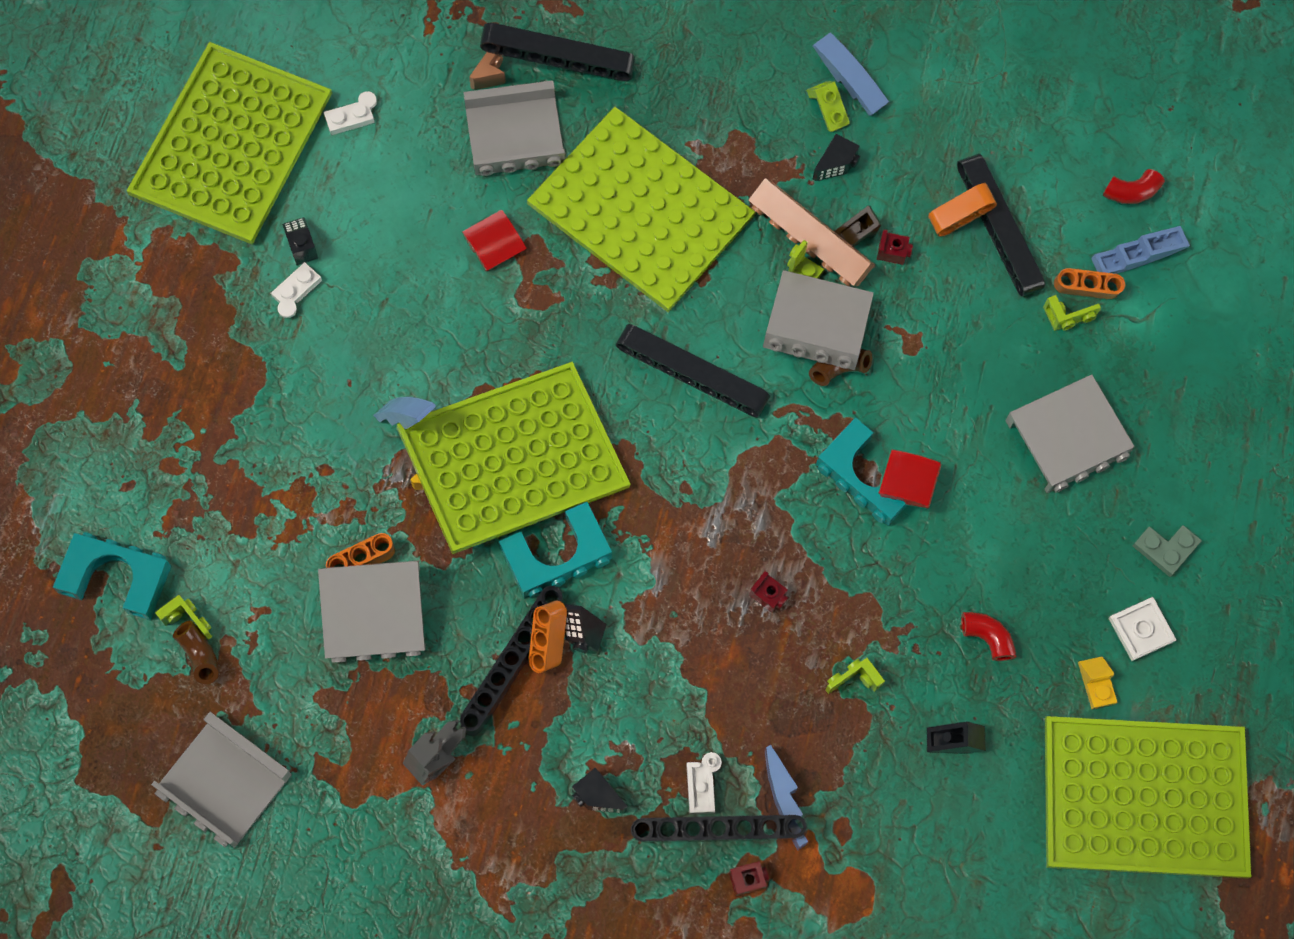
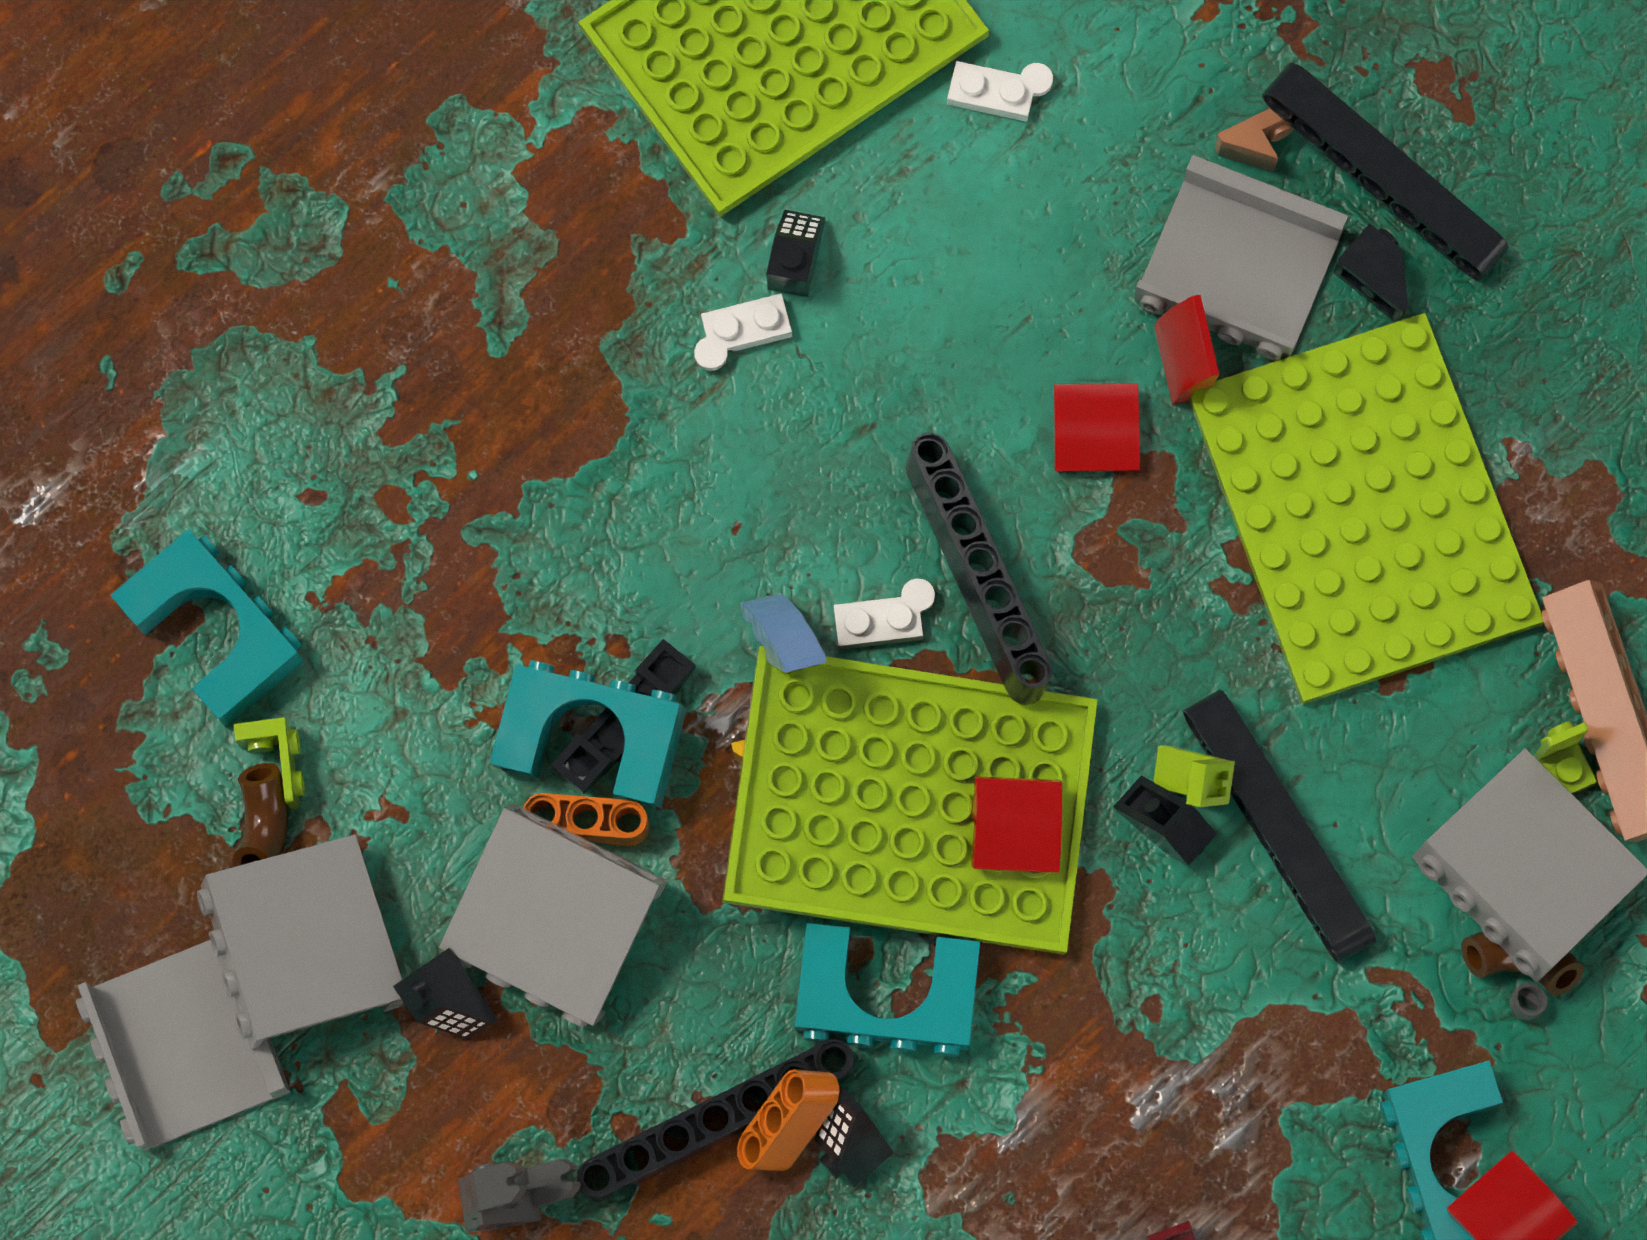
camera: 40 degrees right, 5 degrees up
(252, 694) = (300, 939): none -> light grey panel
(304, 510) = (541, 698): none -> teal arch
(343, 680) = (445, 997): none -> black slope
(350, 498) = (603, 742): none -> black slope
(448, 383) = (884, 619): none -> white hinge
(479, 332) = (974, 585): none -> black beam
(515, 180) = (1186, 349): none -> red slope
(571, 437) = (1017, 824): none -> red slope
(581, 100) = (1376, 271): none -> black slope
(638, 397) = (1165, 820): none -> black slope
(639, 368) = (1197, 775): none -> lime bracket
(855, 383) = (1531, 996): none -> dark grey hinge

